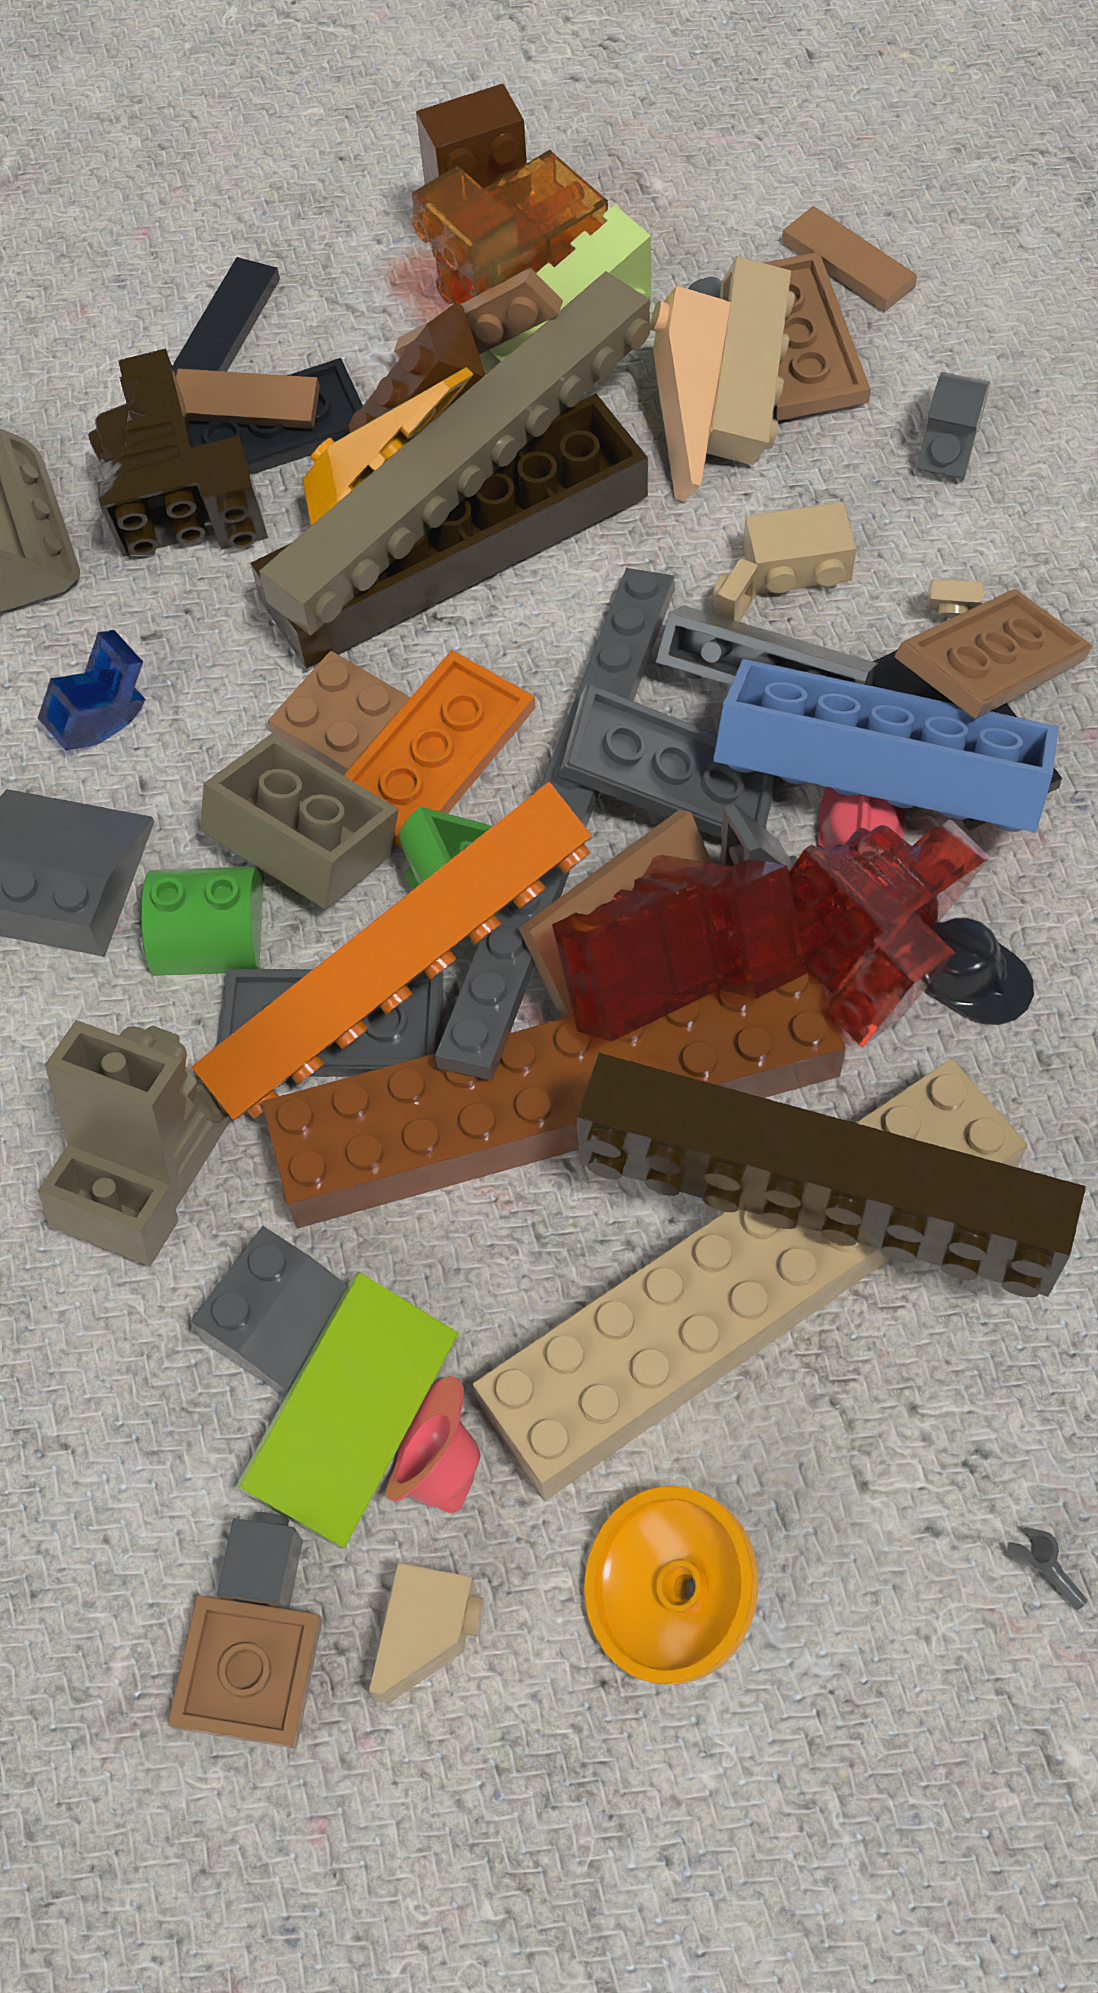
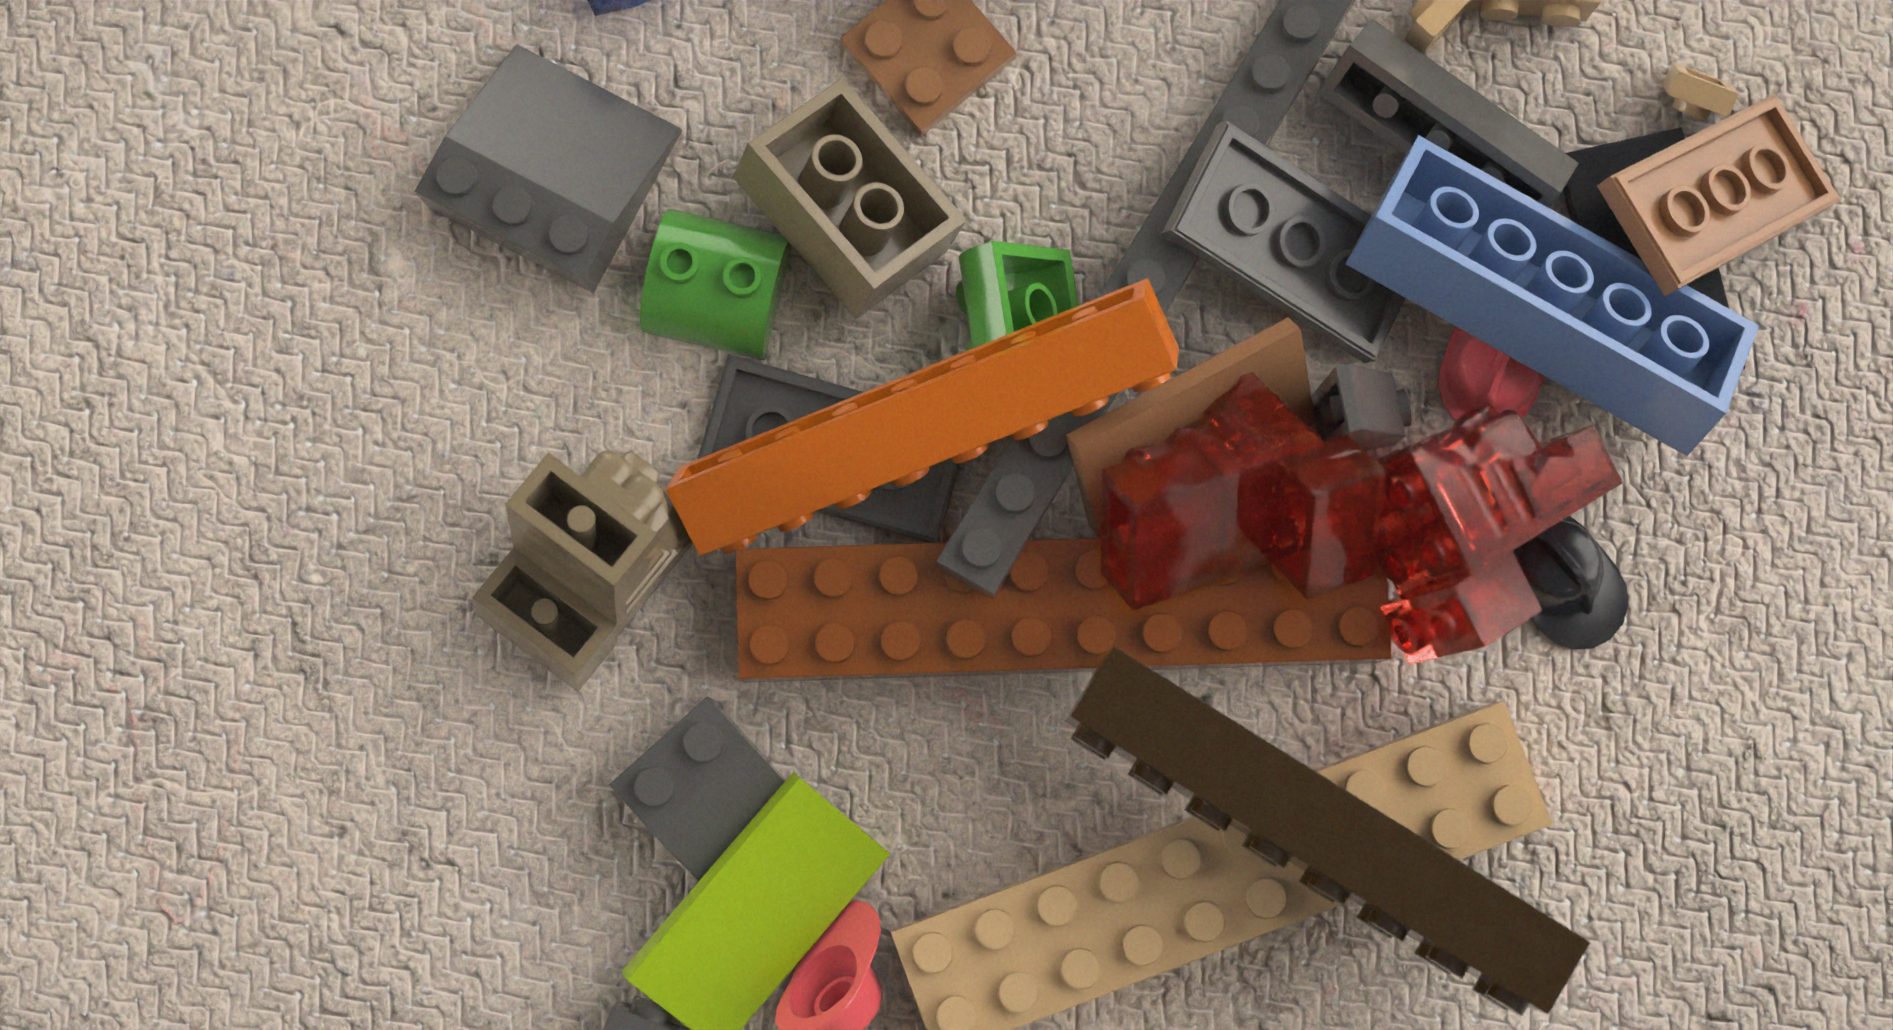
camera: 10 degrees right, 20 degrees up
(442, 738) = (1033, 126): orange plate -> none

